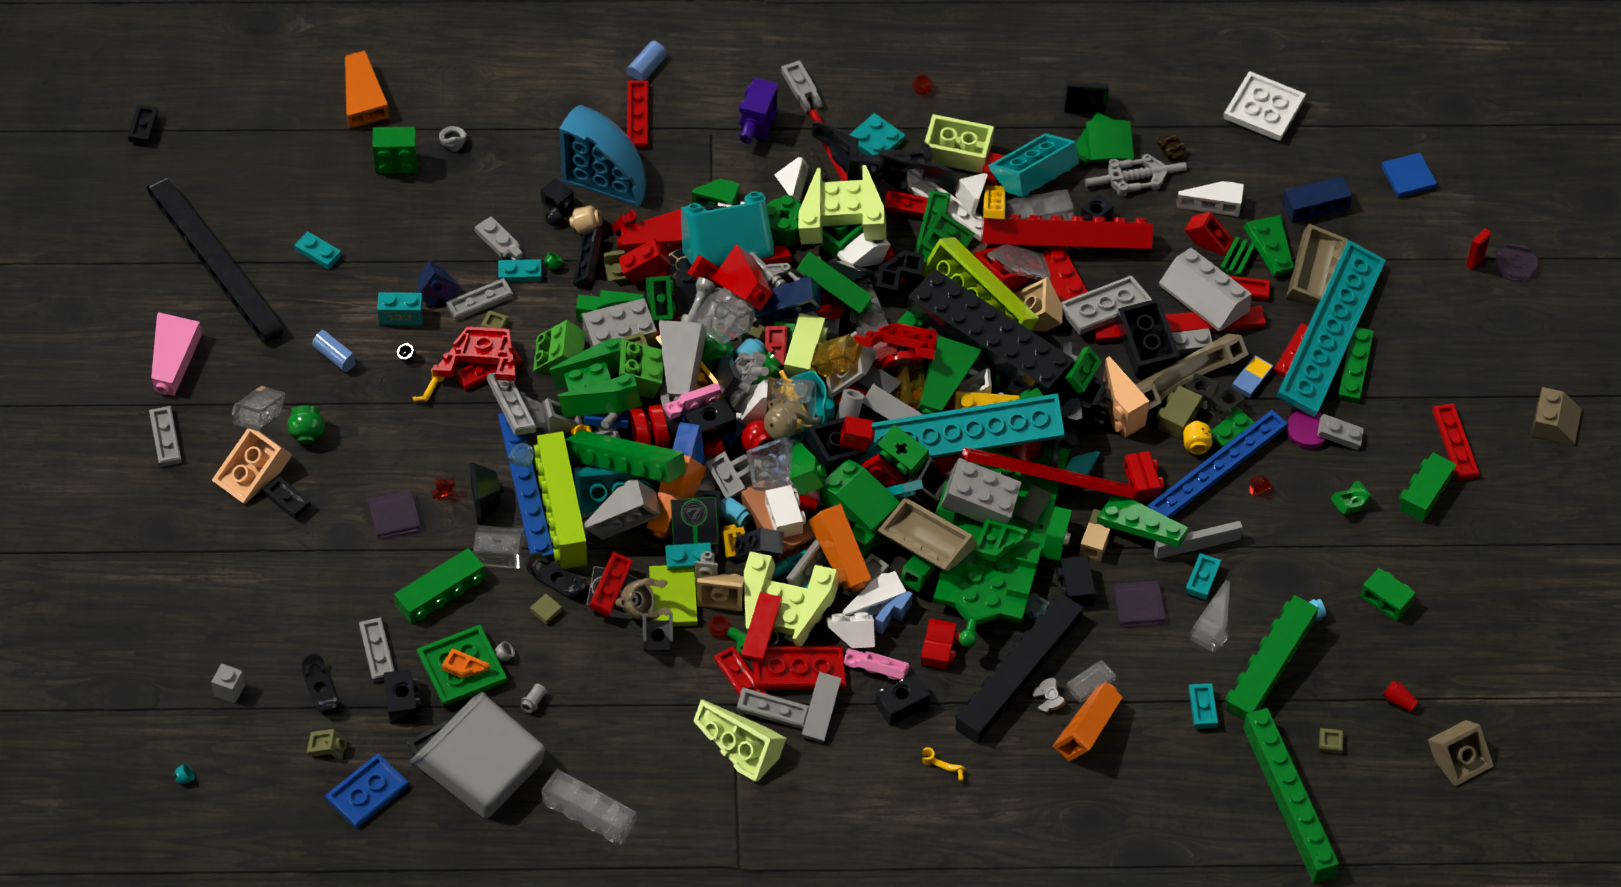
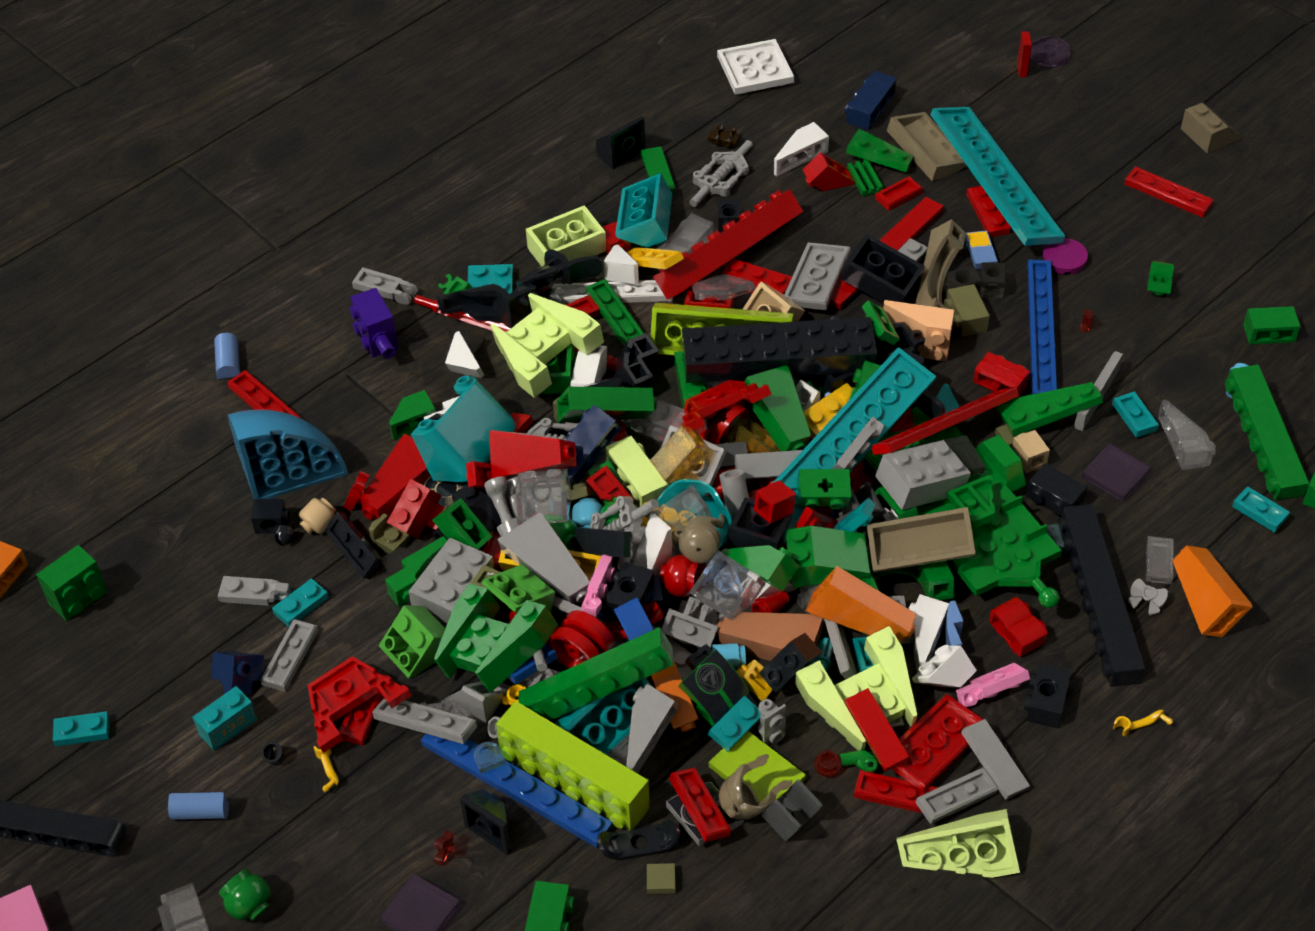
camera: 40 degrees left, 5 degrees down
(453, 143) = (120, 540): light grey piece -> none
(495, 320) = (324, 662): olive tile -> none
(499, 546) = (555, 855): clear slope -> none
(552, 261) = (323, 570): green hinge -> none
(721, 592) = (804, 727): tan slope -> none
(784, 220) = (500, 385): green brick -> none
(784, 511) = (779, 616): white brick -> none
(845, 122) = (454, 284): none -> green plate
(922, 84) = (481, 220): clear red plate -> none
(946, 227) = (635, 310): green slope -> none
(955, 439) = (860, 444): none -> light grey hinge
(1109, 140) = (676, 161): green slope -> none
(1197, 437) = (1004, 317): yellow head -> none
(1206, 290) = (878, 210): light grey slope -> none
(1230, 428) = (1015, 297): green plate -> none
(1340, 432) = (1091, 240): light grey plate -> none
(1355, 365) = (1051, 201): green plate -> none
(1408, 175) = (908, 45): blue tile -> none
(1426, 486) = (1196, 233): green brick -> none

